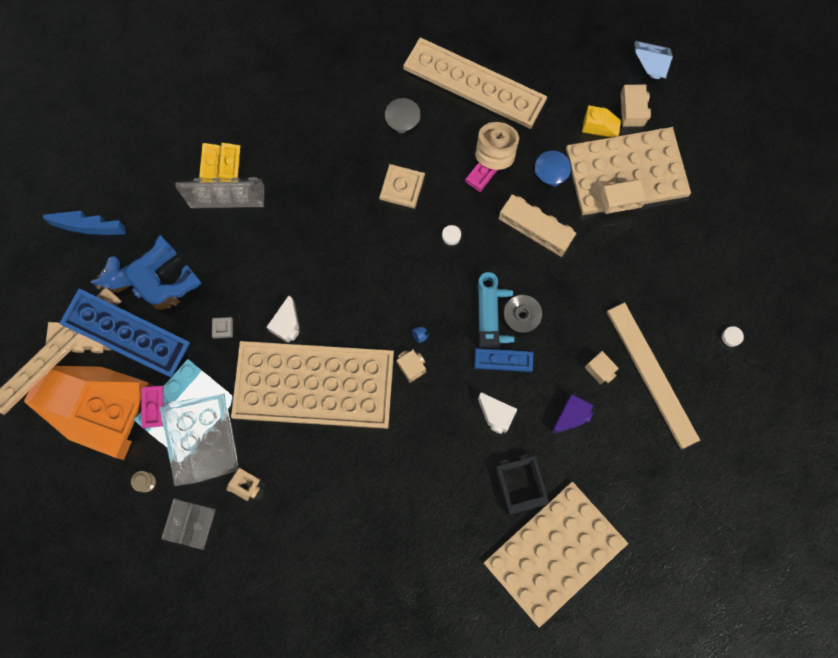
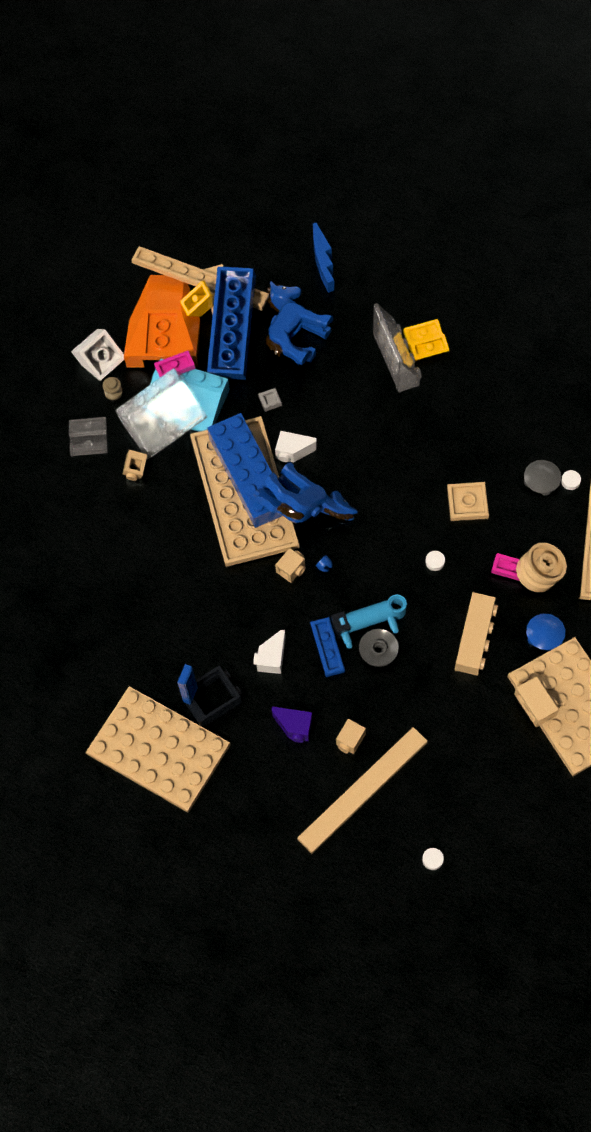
camera: 75 degrees right, 10 degrees down
(83, 359) = (198, 300): none -> yellow slope
(95, 484) = (98, 354): none -> white slope
(298, 372) = (243, 465): none -> blue brick
(357, 324) = (302, 499): none -> blue animal
(415, 92) = (571, 480): none -> white tile
(522, 502) = (187, 684): none -> blue tile

